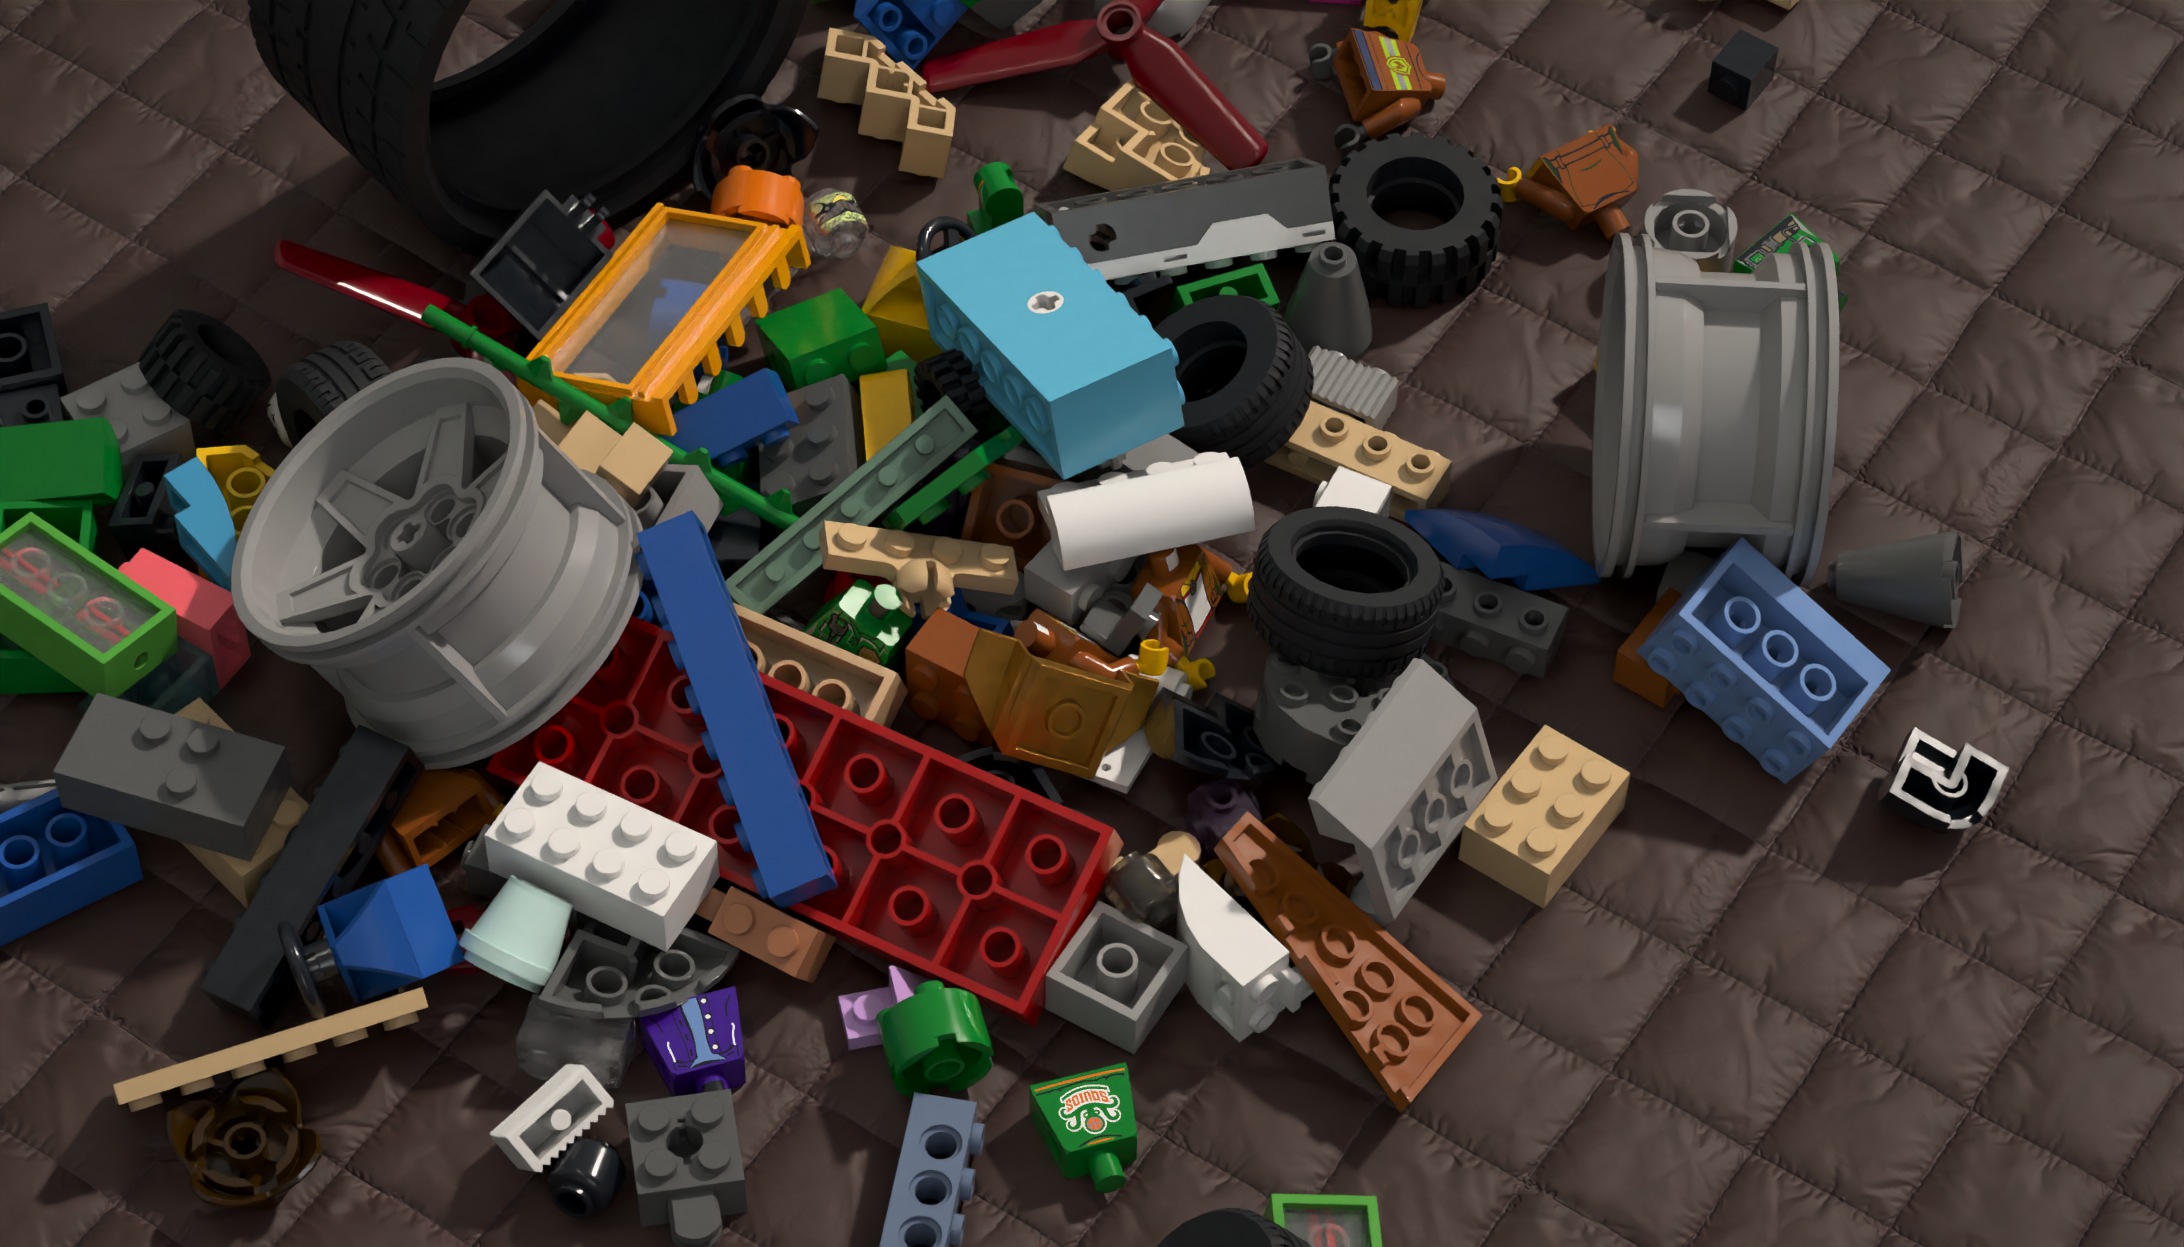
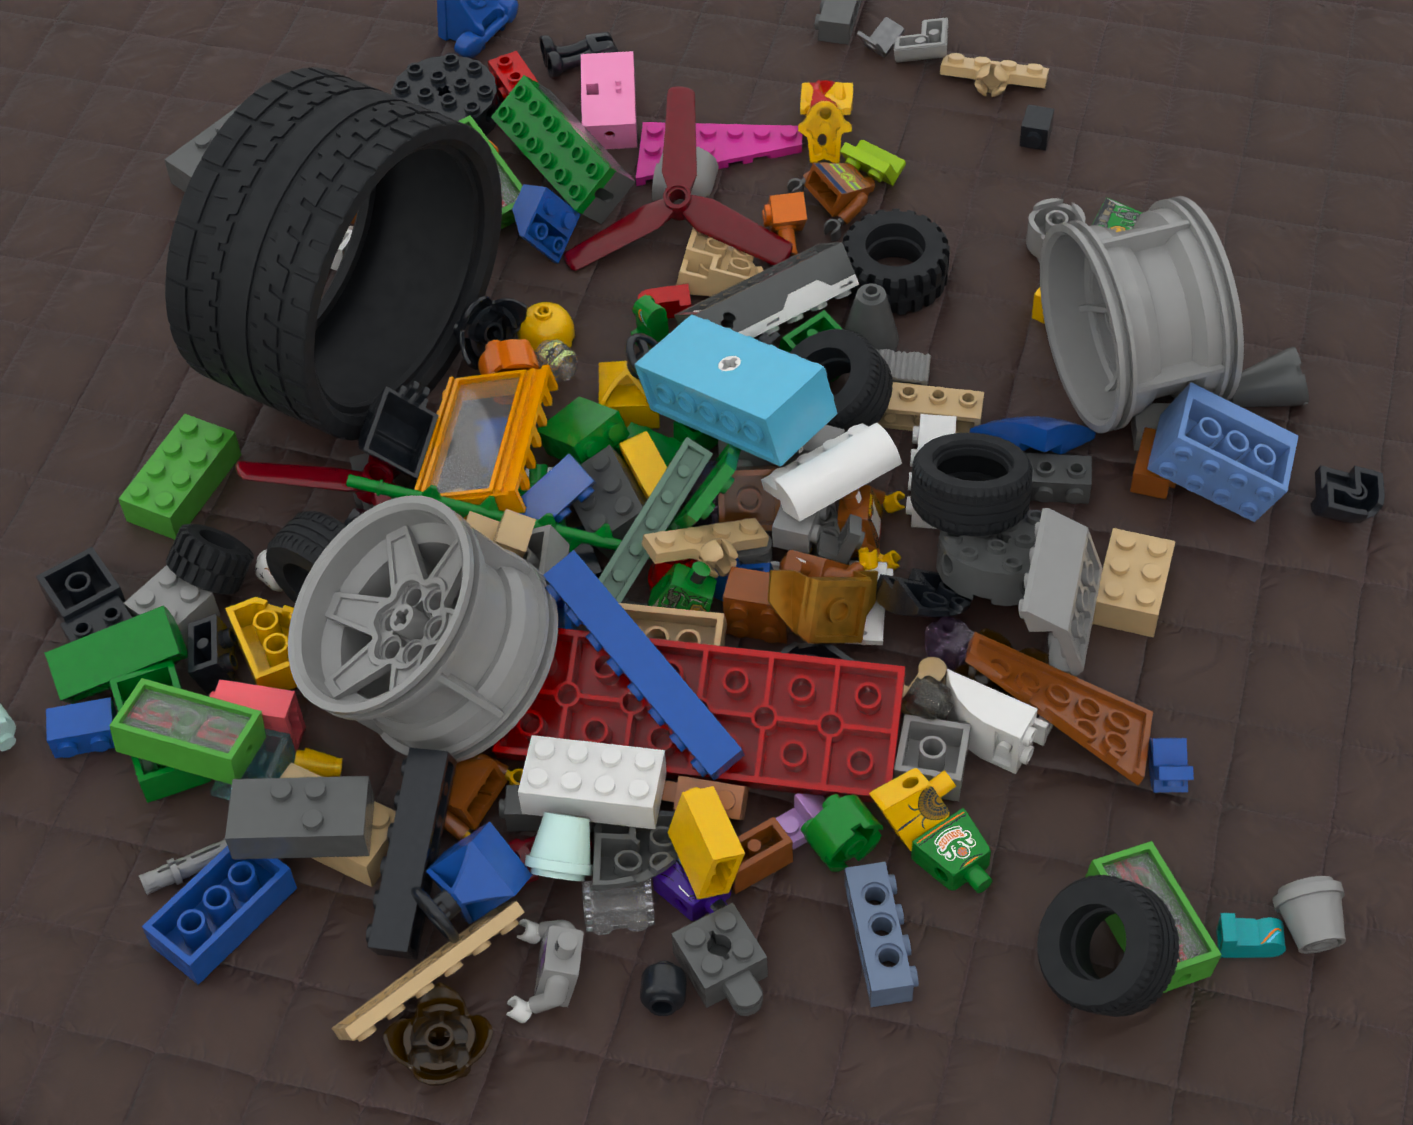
camera: 15 degrees left, 0 degrees up
(202, 520) = (254, 653): dark azure slope -> none
(218, 235) = (180, 476): none -> bright green brick
(243, 712) = (319, 762): none -> yellow cone
(446, 1101) = (556, 967): none -> light grey torso
(552, 1118) = (627, 957): white brick -> none
(719, 989) = (705, 842): none -> yellow brick
(796, 1034) = (766, 851): none -> dark orange brick
(847, 162) = (547, 322): none -> yellow cylinder
(890, 99) = (558, 280): tan brick -> none
(952, 376) = (674, 429): black tyre -> none
(1045, 178) = (671, 298): none -> red leg
(1051, 1031) = (913, 803): none -> yellow torso
(1275, 99) = (785, 215): none -> orange brick
(1460, 49) = (874, 161): none -> lime bracket
(1464, 1098) = (1169, 765): none -> blue brick
(1580, 182) = (980, 213): dark orange torso -> none

